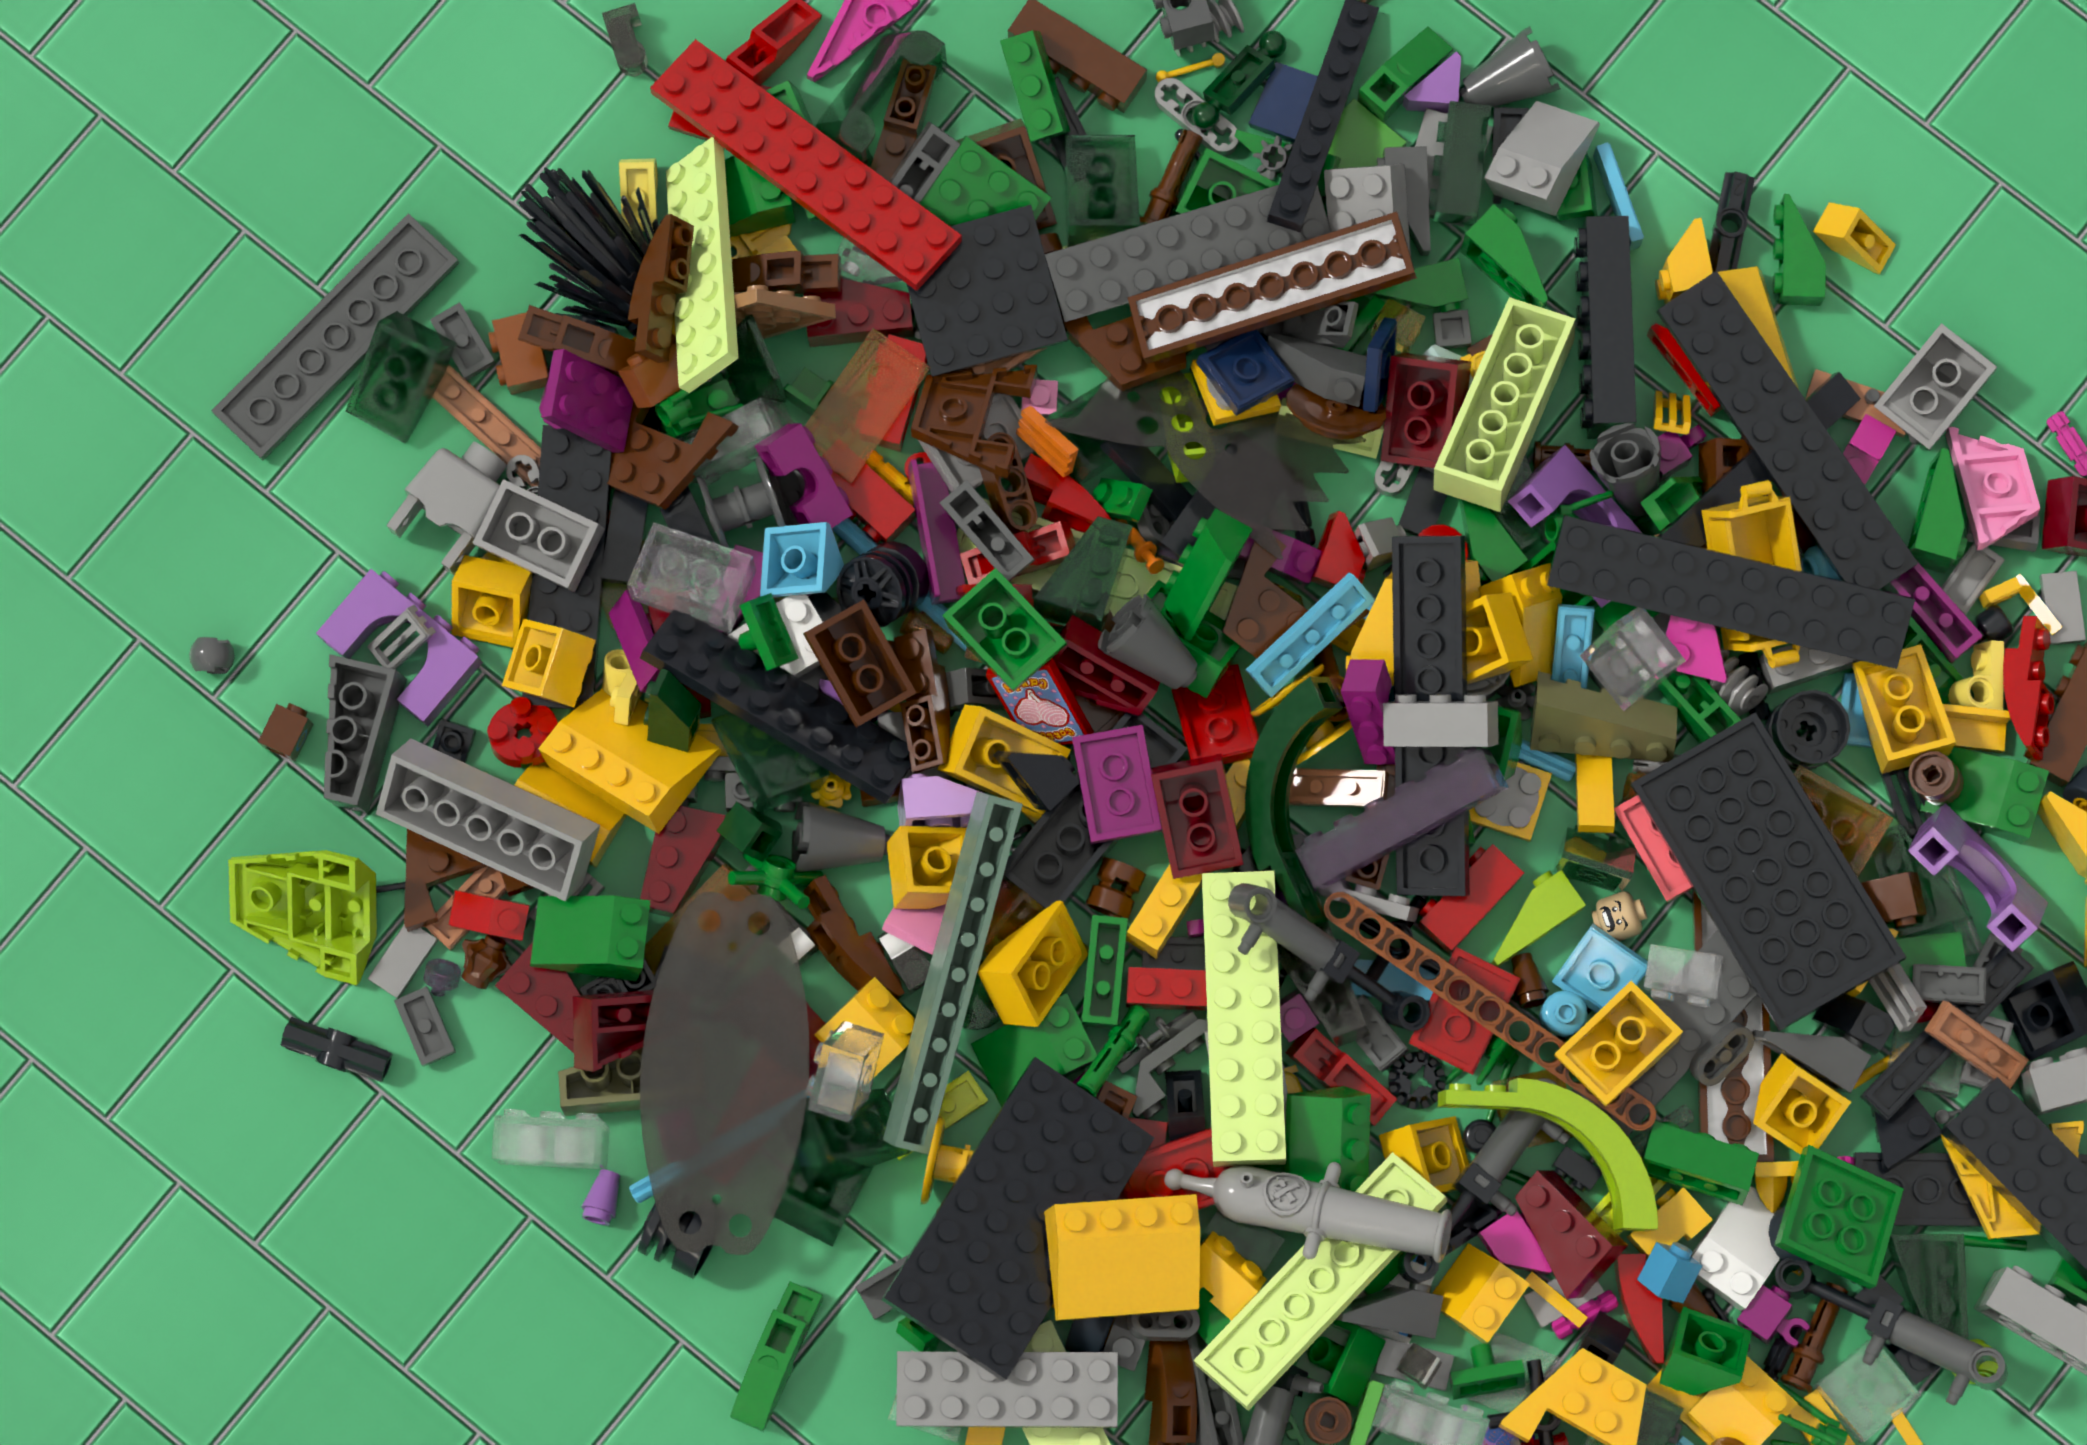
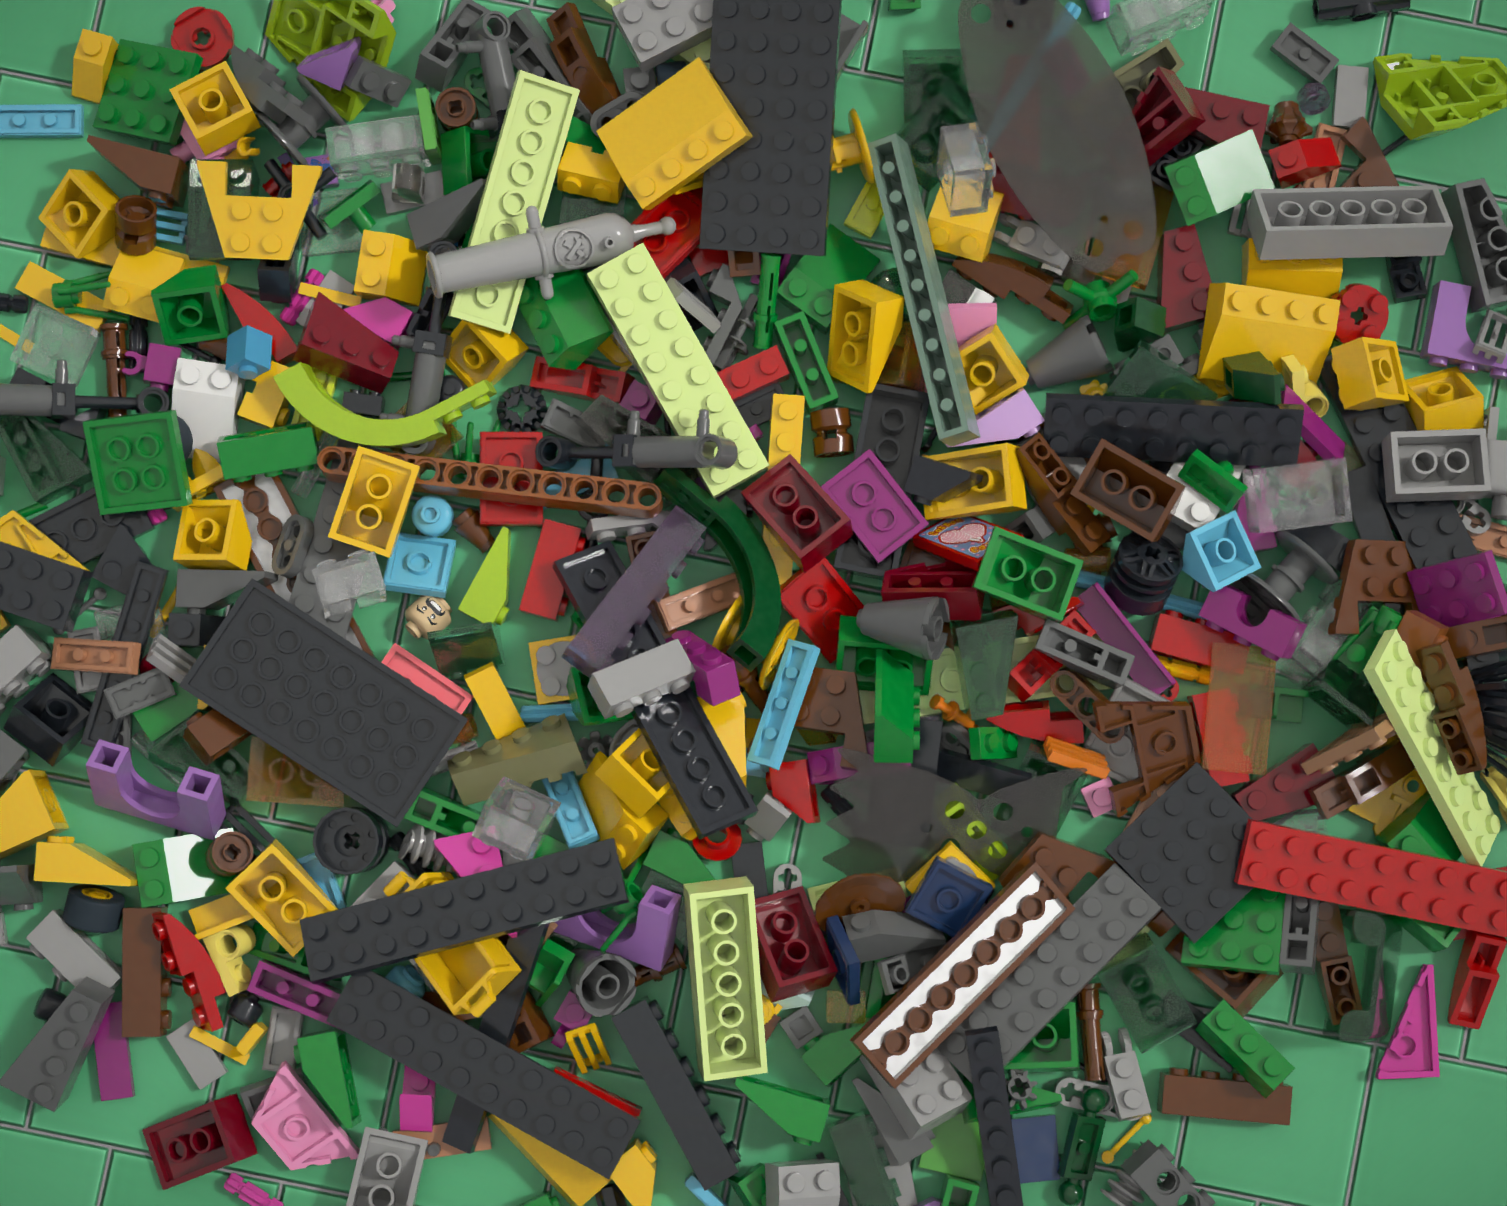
camera: 145 degrees right, 5 degrees up
(814, 976) = (1031, 242): none -> light grey hinge
(1163, 121) = (1124, 1078): none -> light grey hinge
(1190, 1085) = (693, 305): none -> light grey tile

